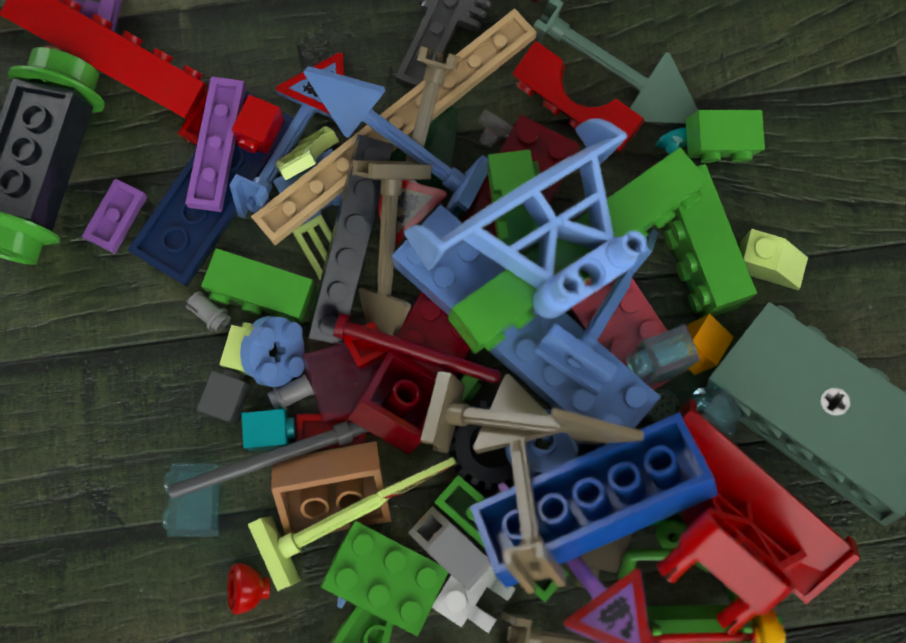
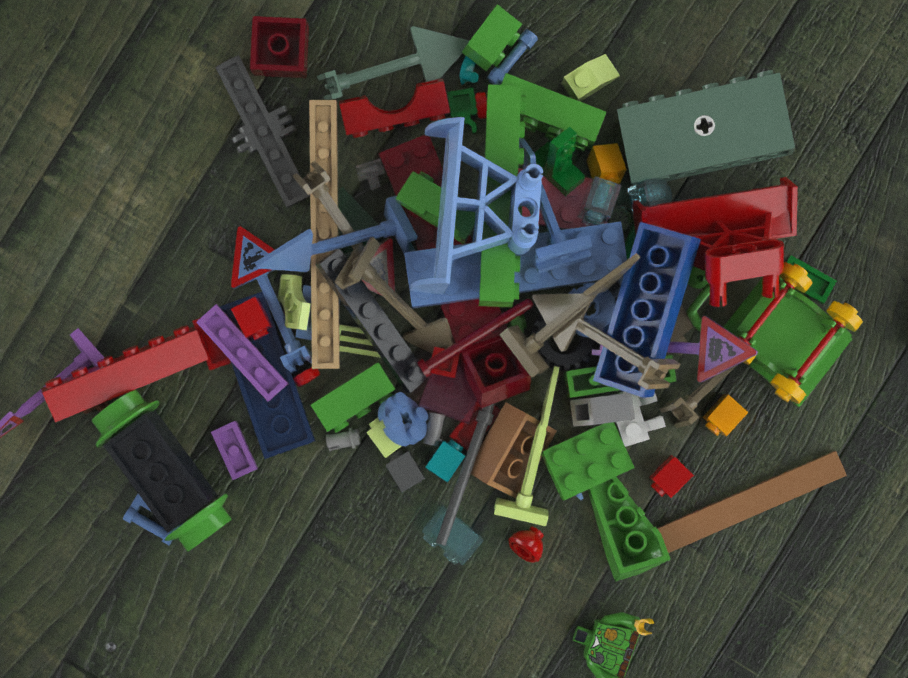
camera: 55 degrees left, 10 degrees up
(243, 225) = (306, 376): none -> red tile
(632, 162) = (463, 104): none -> green plate
(664, 288) = (557, 162): none -> green bracket
(750, 172) = (525, 41): none -> medium blue bar

